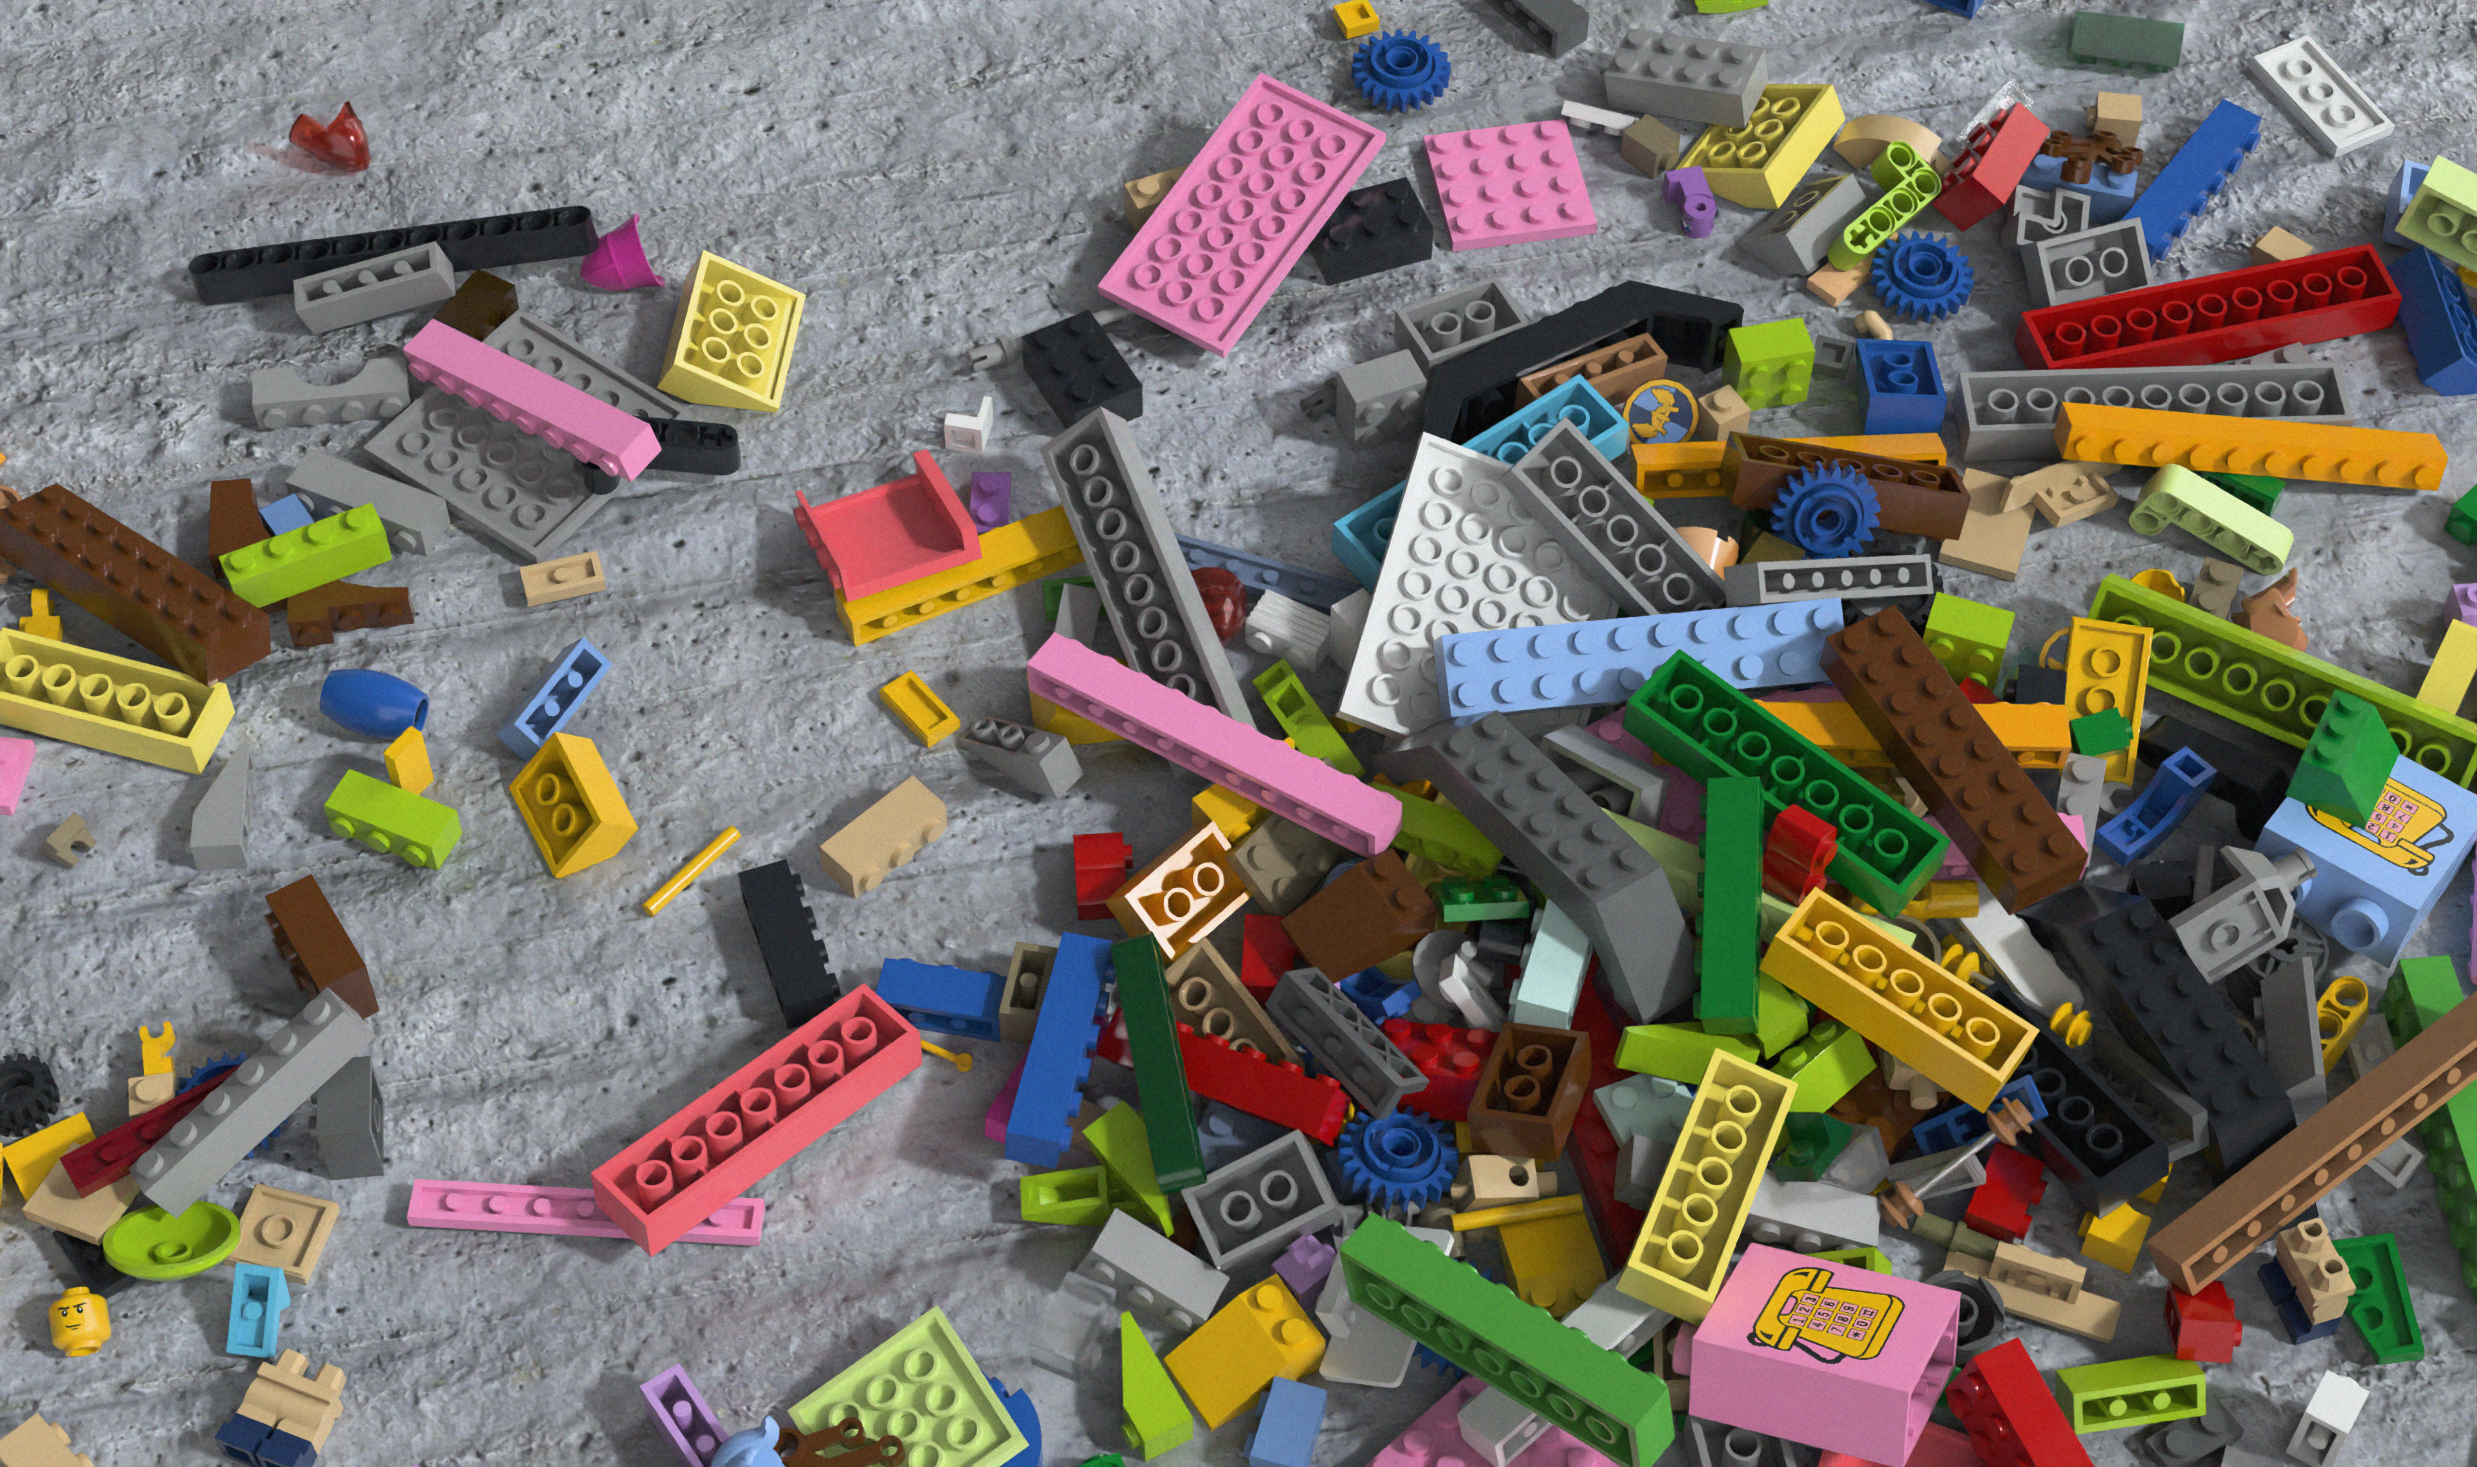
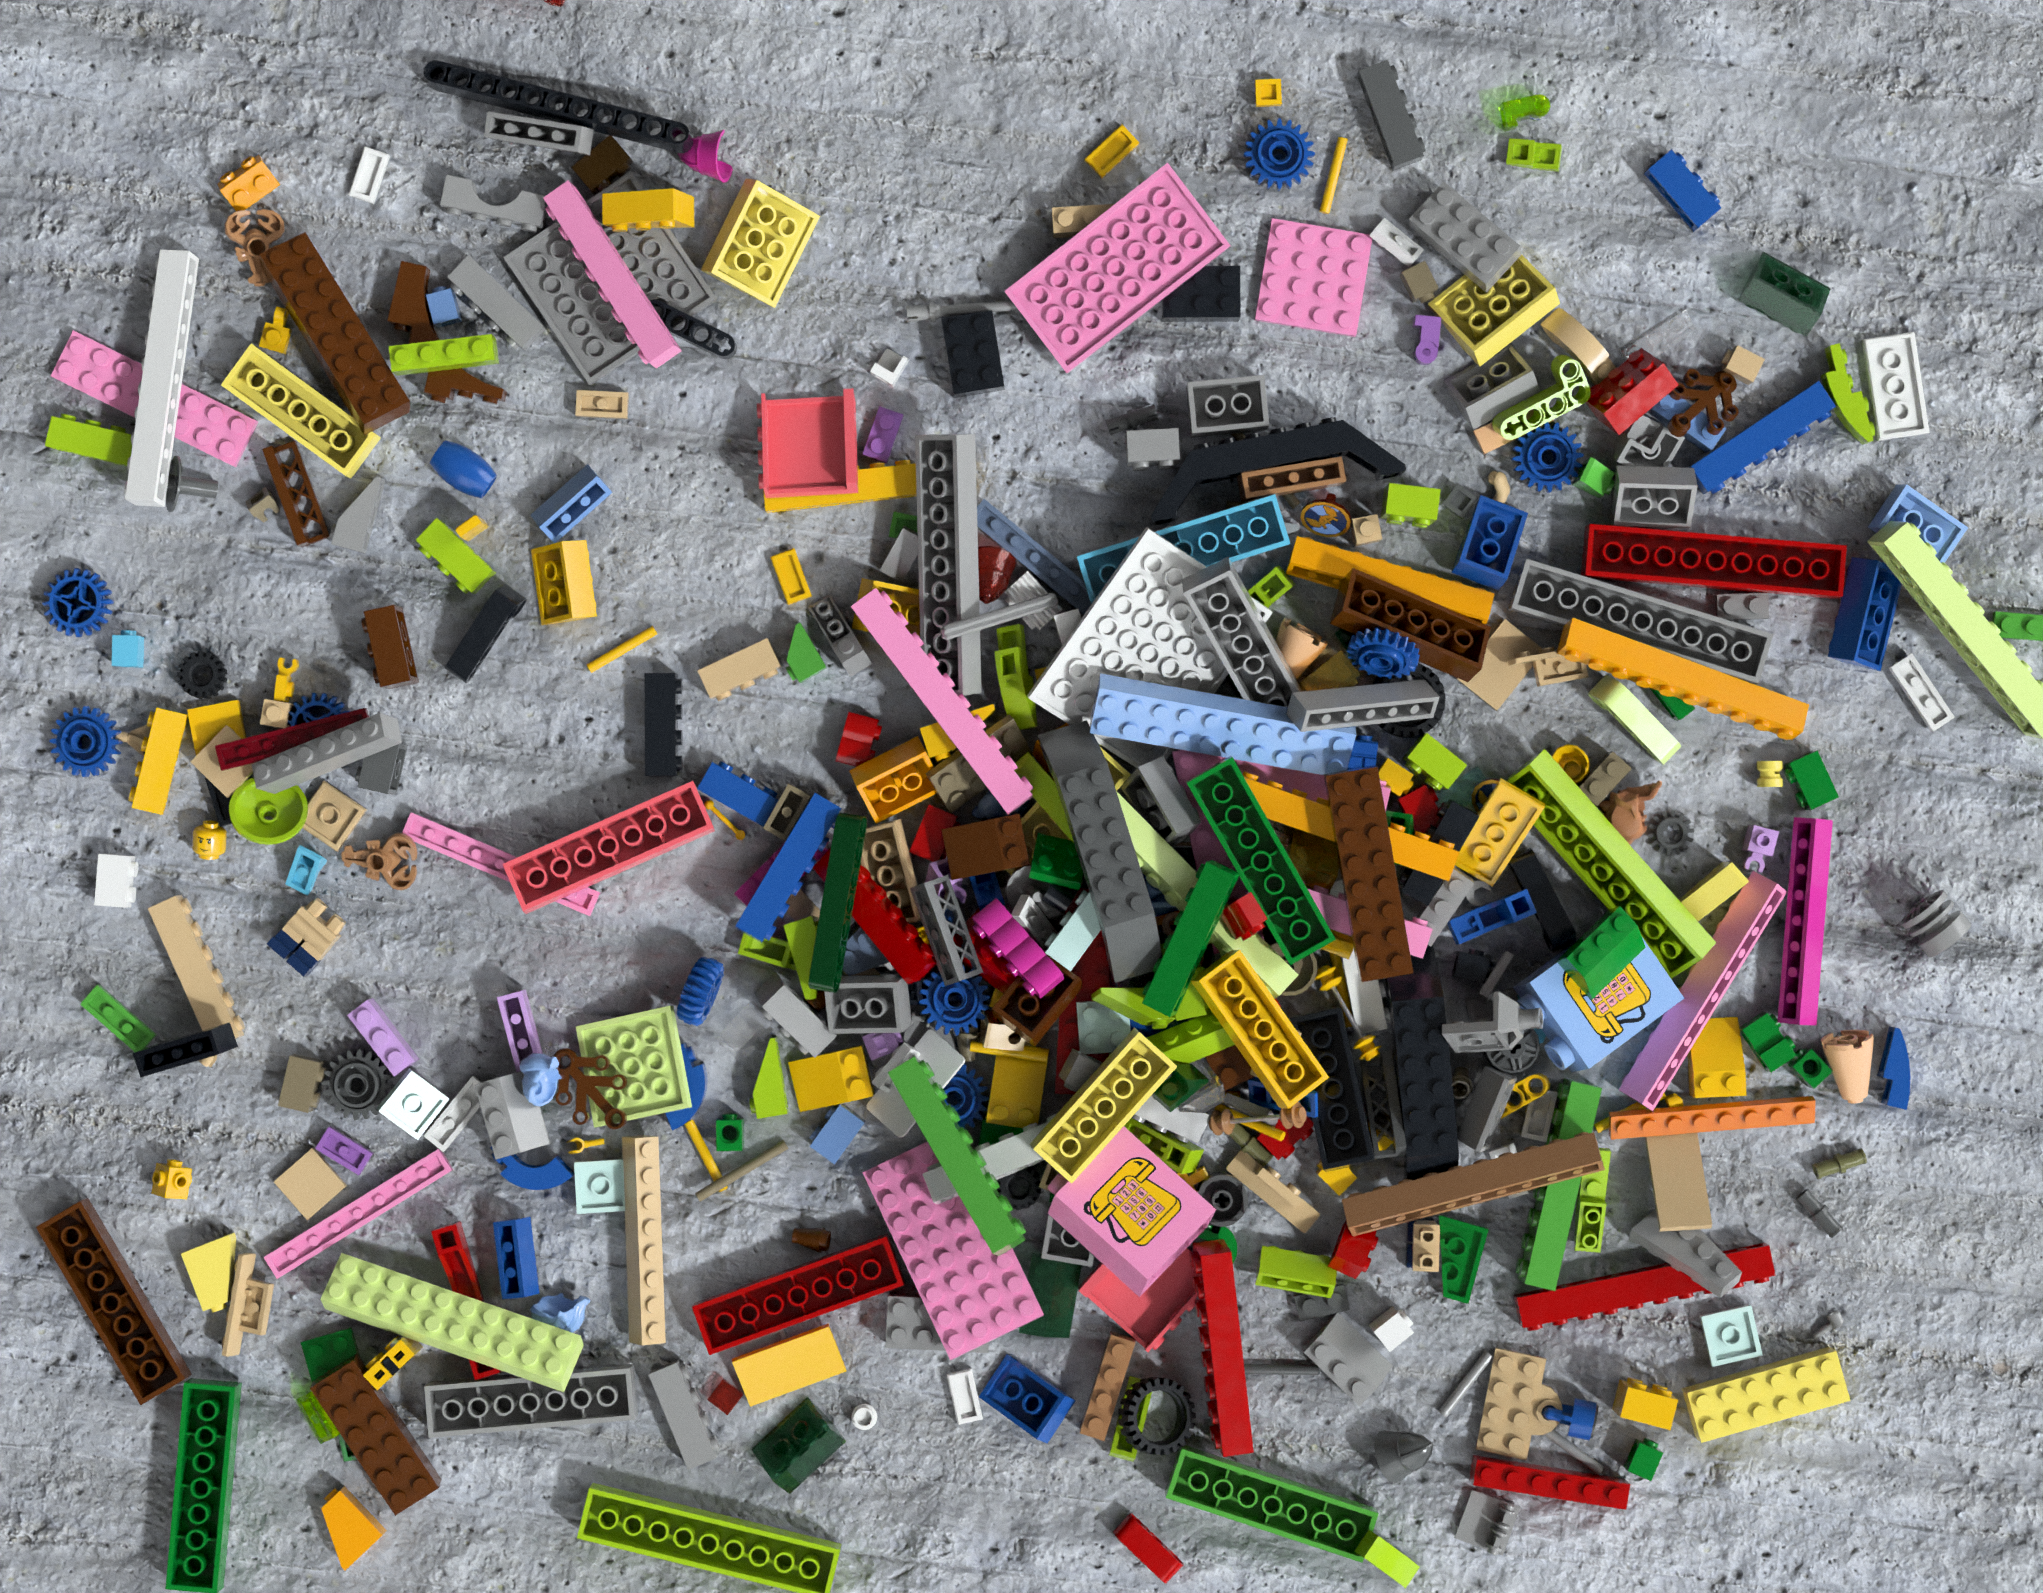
camera: 20 degrees right, 35 degrees up
(113, 823) = (287, 497): none -> reddish brown fence
(137, 417) = (369, 175): none -> white tile
(390, 1261) = (385, 859): none -> medium nougat animal
(465, 896) = (484, 632): none -> black beam
(561, 324) = (647, 210): none -> yellow wedge
(979, 793) = (803, 656): none -> bright green slope
(980, 1273) = (700, 991): none -> blue gear
(1177, 129) = (1111, 151): none -> yellow tile
(1250, 626) = (998, 616): none -> light grey axle
(1477, 1022) = (1018, 948): none -> dark pink brick
(1481, 79) = (1333, 175): none -> yellow bar
(1965, 1190) = (1258, 1126): none -> yellow bar
(1996, 276) = (1594, 478): none -> bright green slope
(2101, 734) = (1481, 859): green brick -> none
(2276, 247) = (1789, 521): tan brick -> none
(2282, 123) = (1850, 407): none -> lime slope
(2345, 638) = (1677, 824): none -> dark grey gear
(2434, 537) = (1769, 773): none -> light yellow wheel

